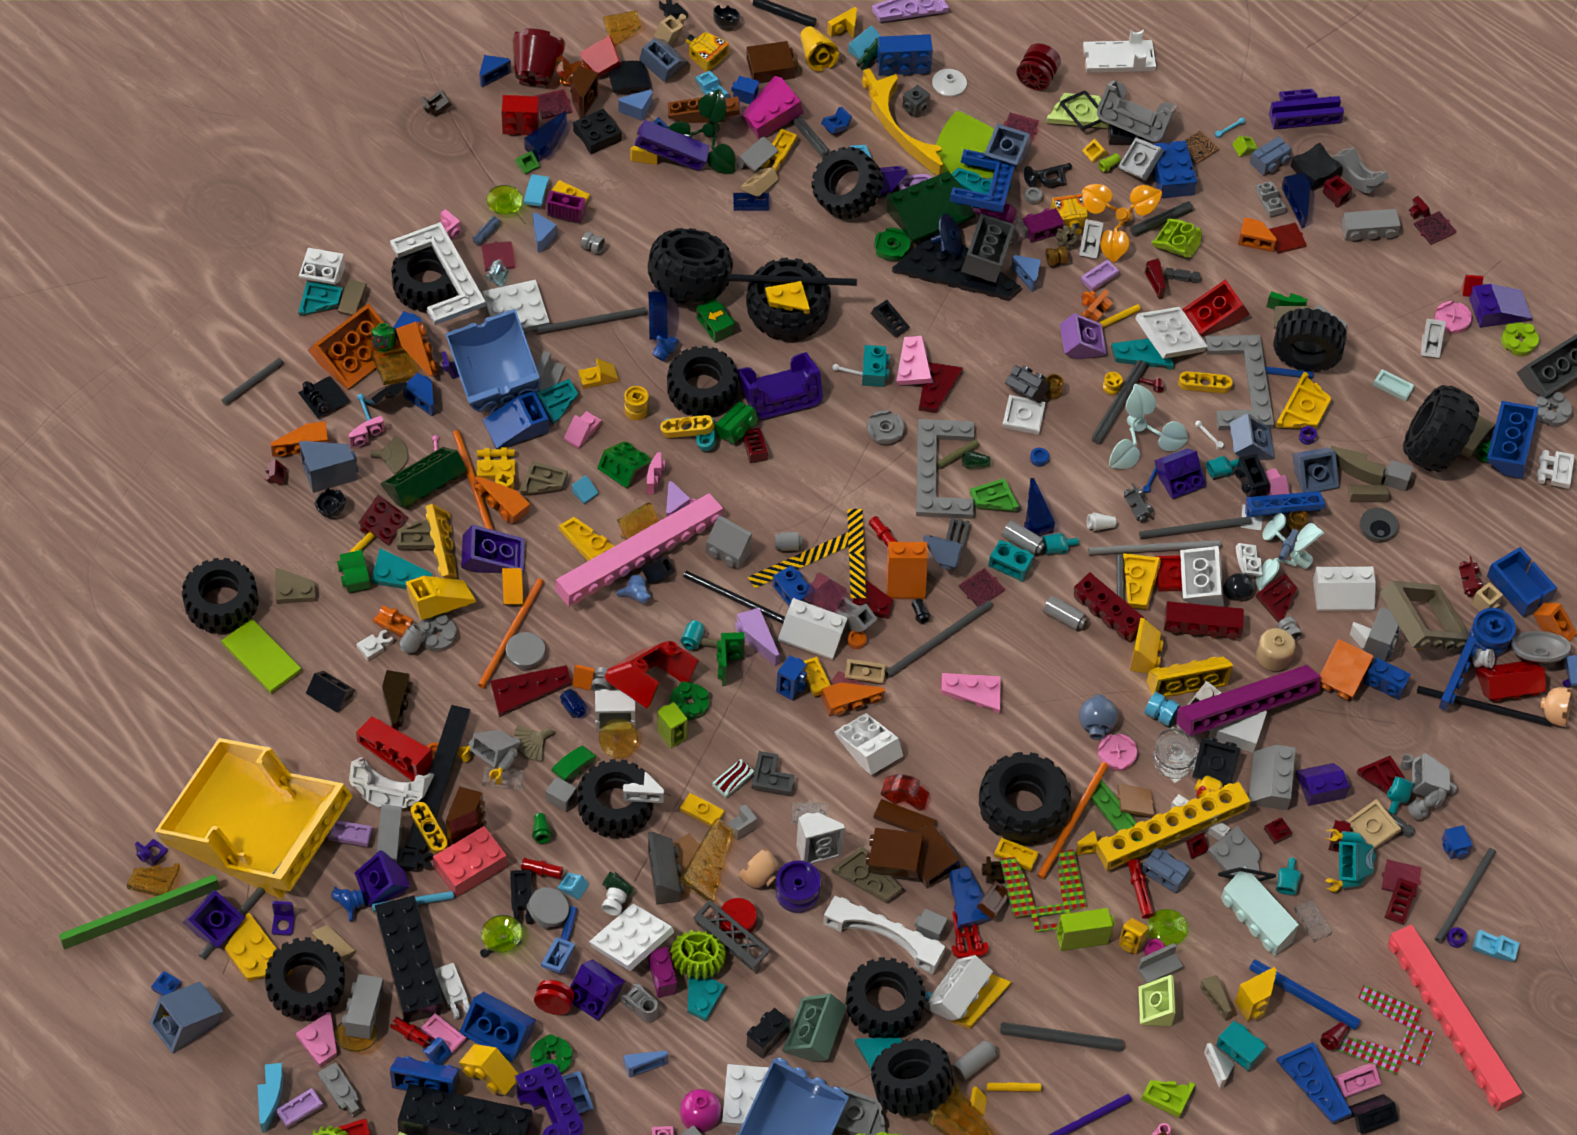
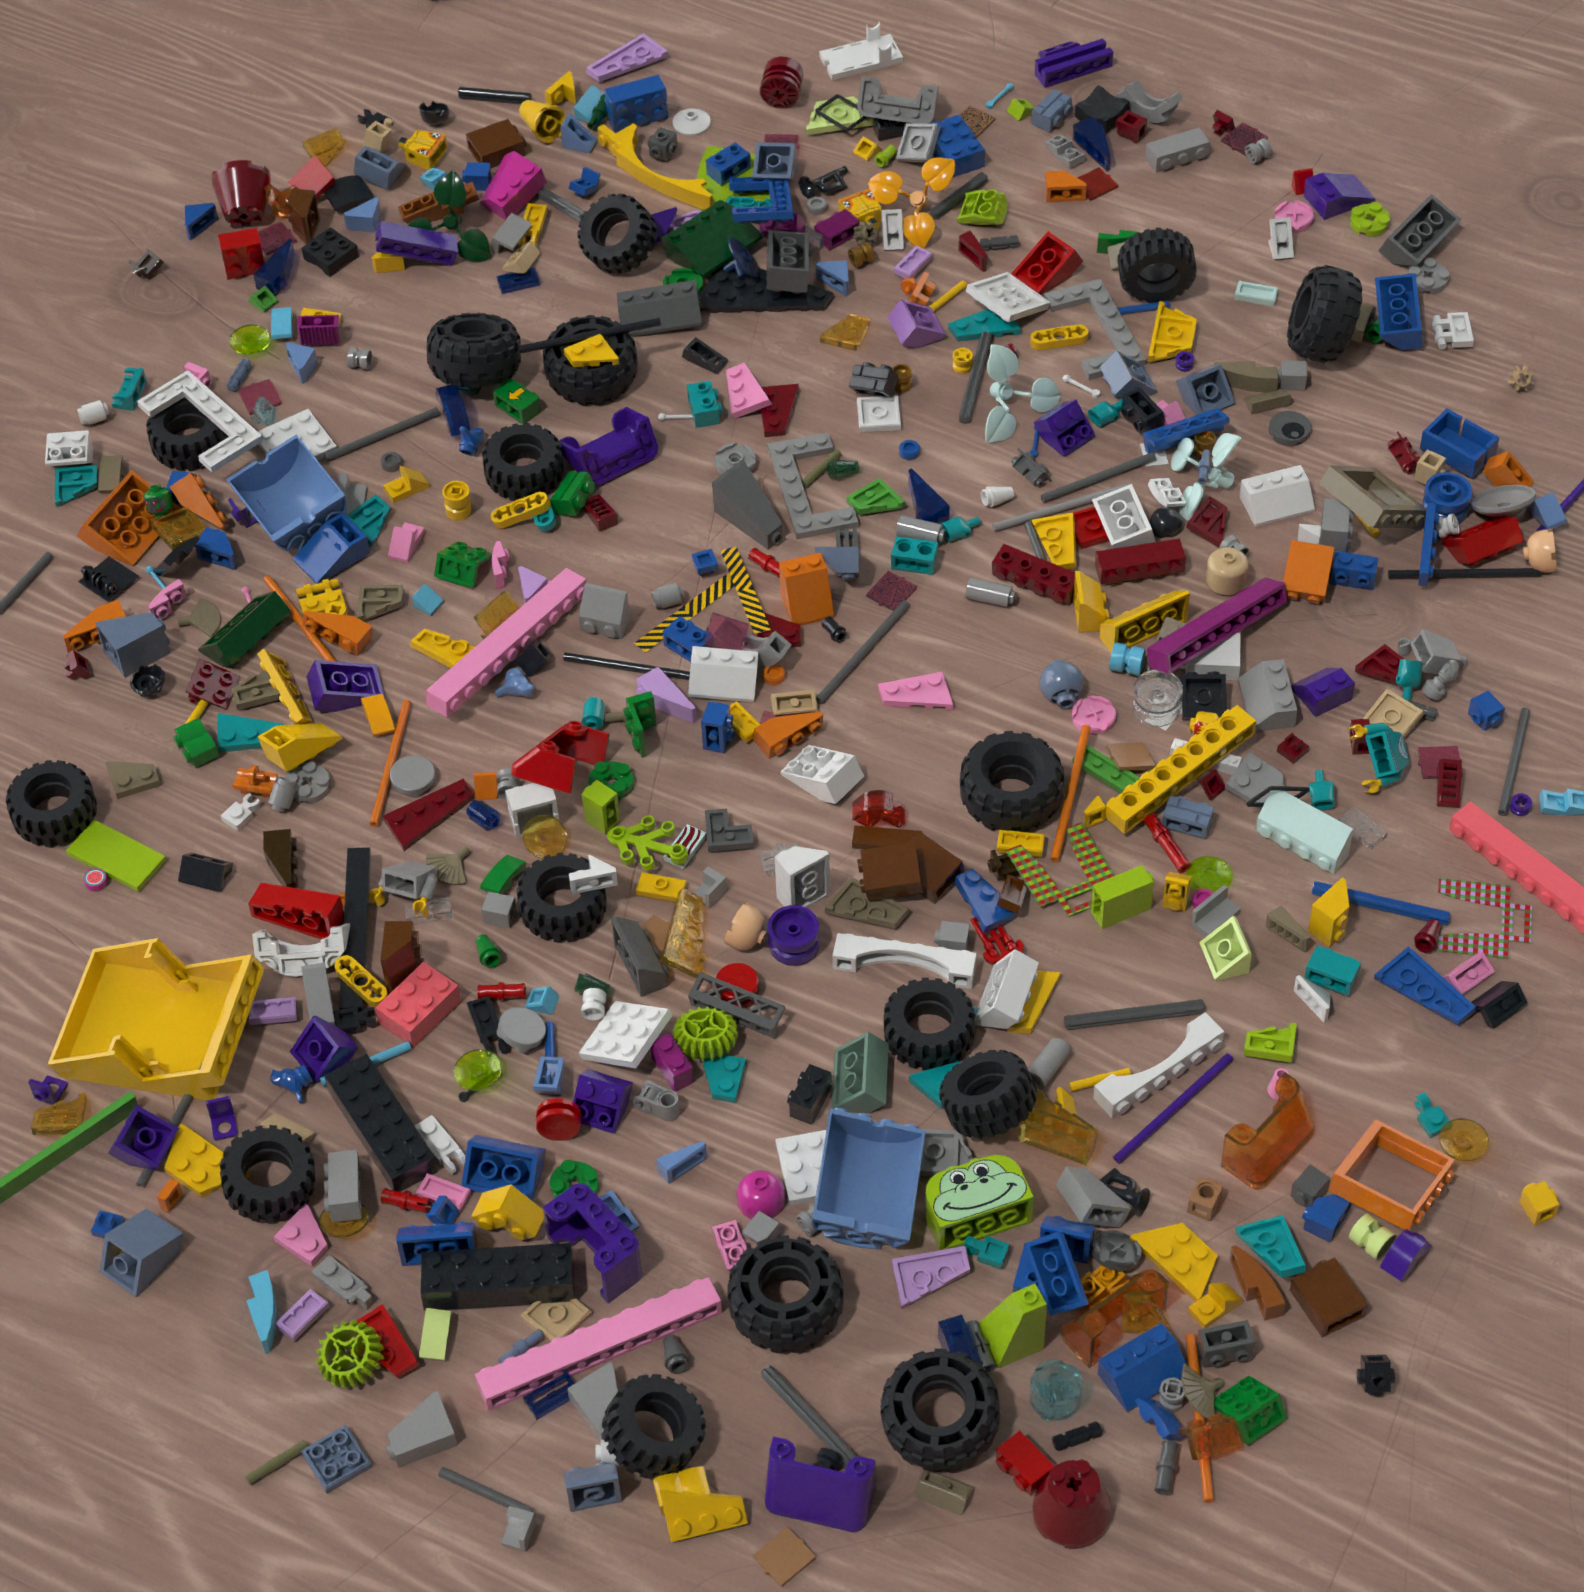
camera: 10 degrees left, 5 degrees down
(222, 974) = (169, 1195): none -> orange tile
(238, 673) = (95, 879): none -> tile
(352, 235) = (93, 412): none -> white brick
(390, 221) = (130, 390): none -> teal hinge
(592, 349) = (391, 462): none -> flat silver tile
(701, 766) = (620, 836): none -> lime plant
(829, 518) = (705, 562): none -> blue tile
(843, 72) = (576, 136): none -> medium blue slope
(866, 262) = (674, 304): none -> dark grey slope
(879, 473) = (744, 505): none -> dark grey slope
(967, 135) = (728, 163): none -> blue brick
(1021, 328) = (847, 332): none -> clear yellow wing
(1026, 1104) = (1120, 1092): none -> white arch
(1442, 244) = (1260, 150): none -> light grey wheel

